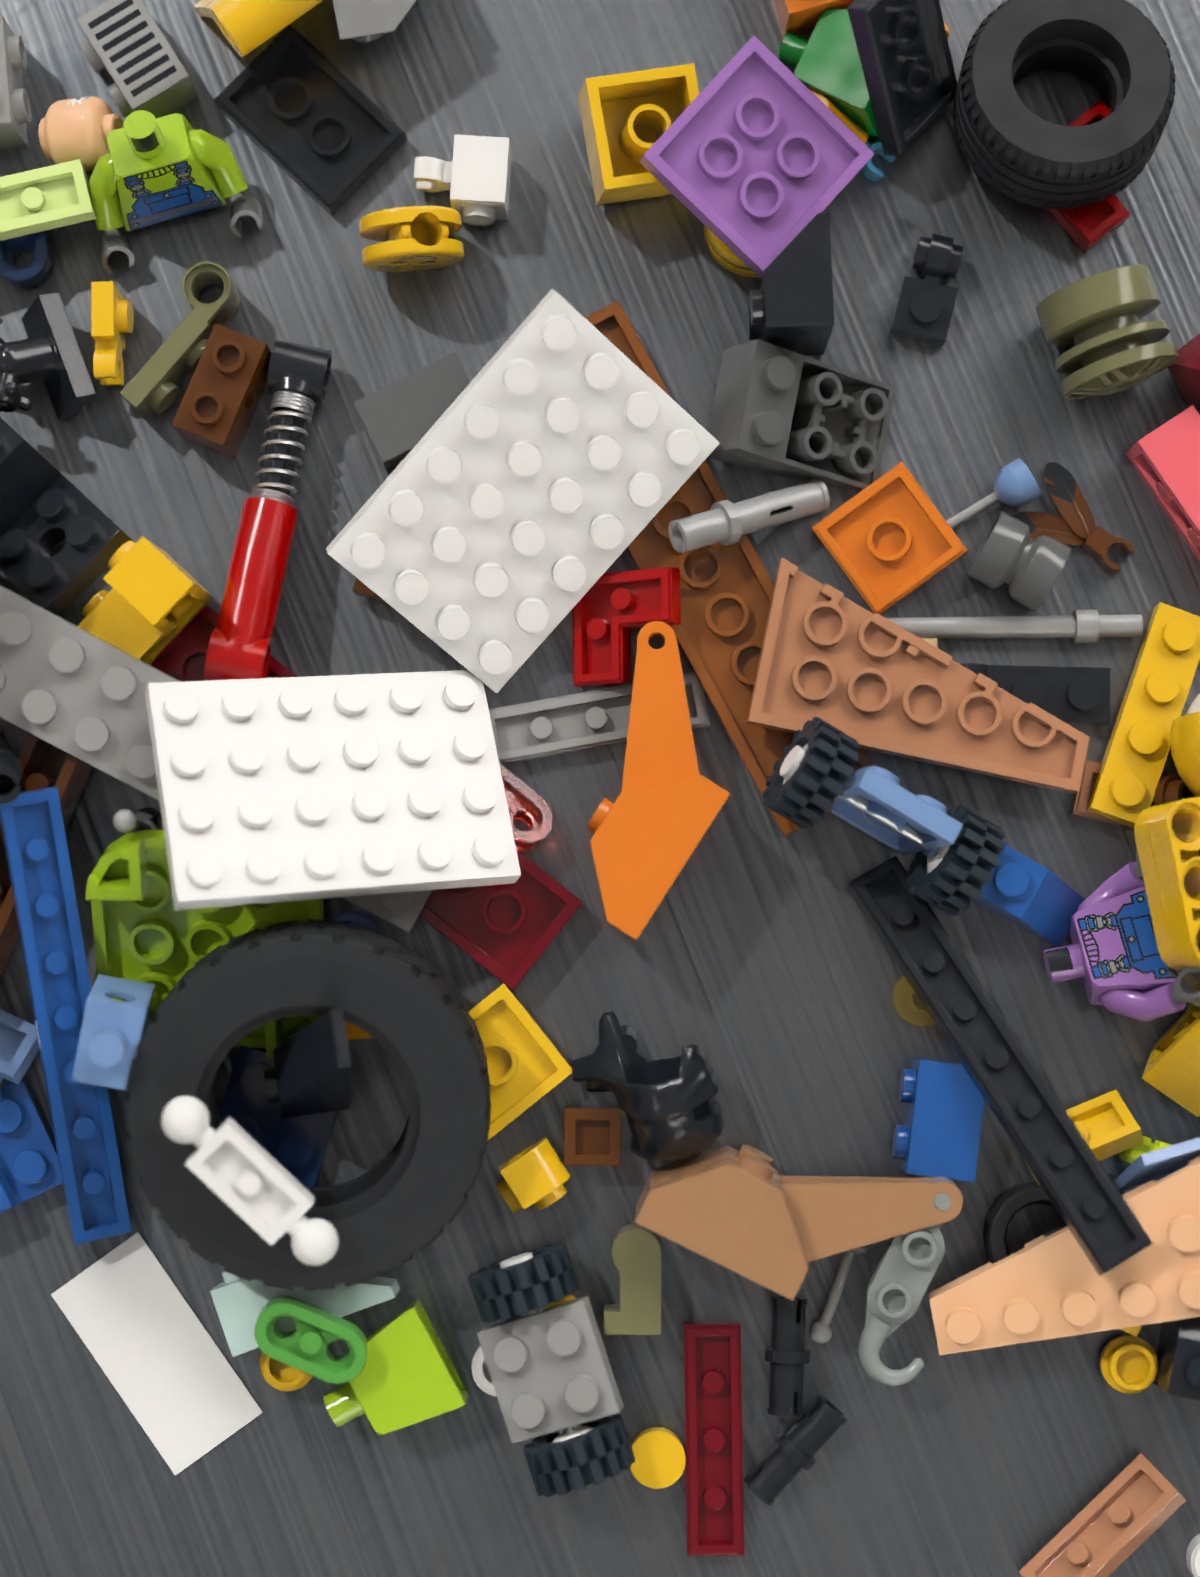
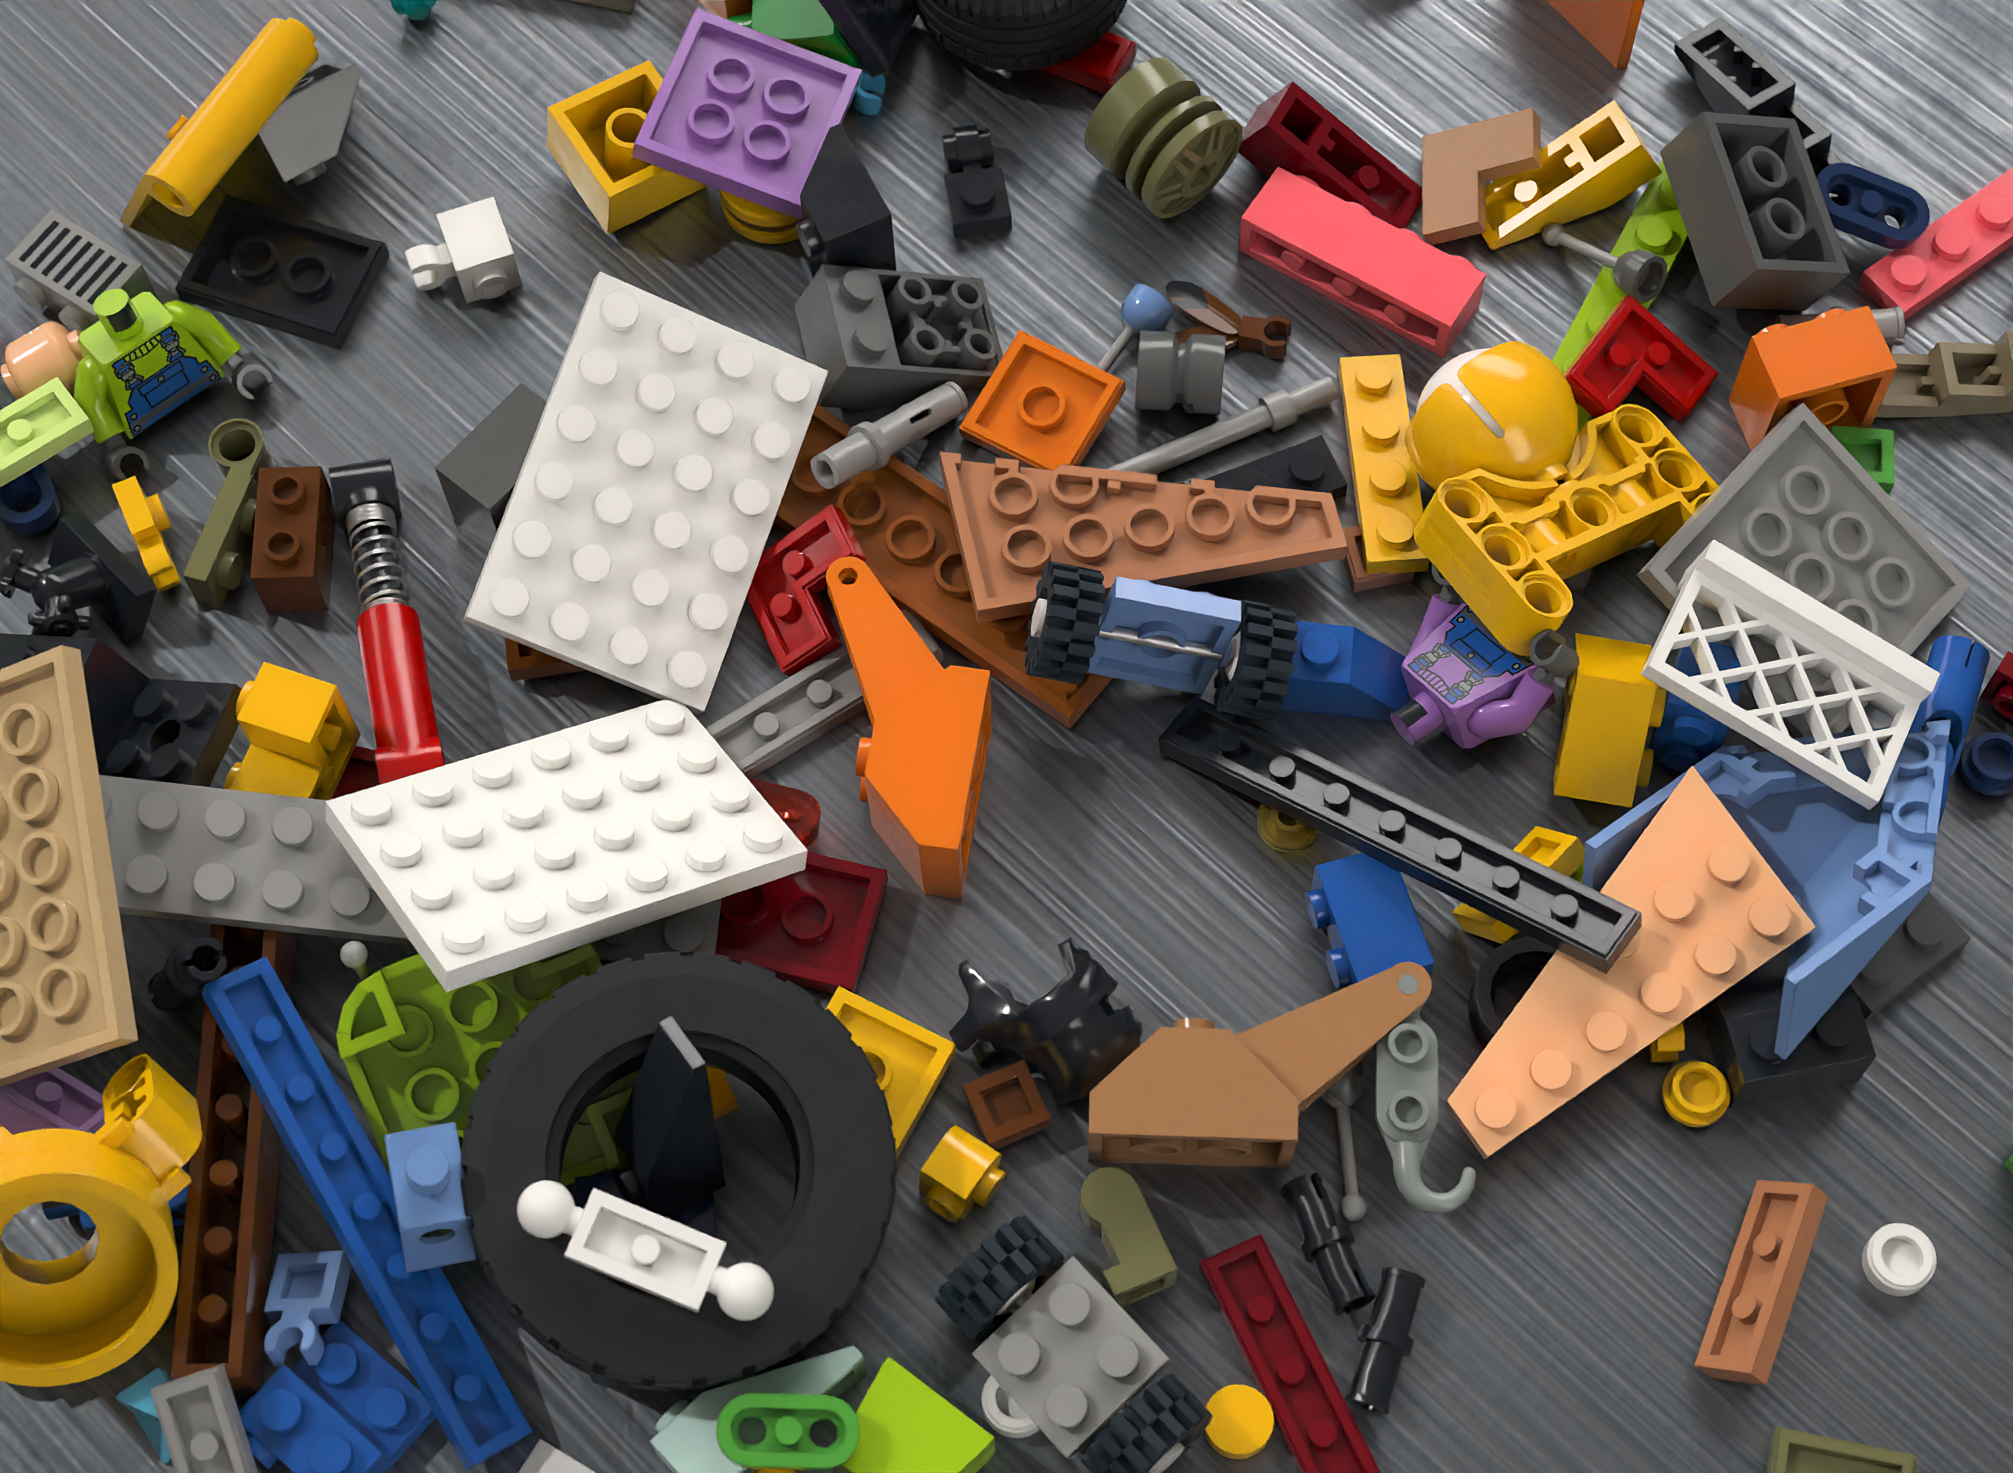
camera: 25 degrees left, 20 degrees down
(413, 237) = (431, 322): yellow head -> none

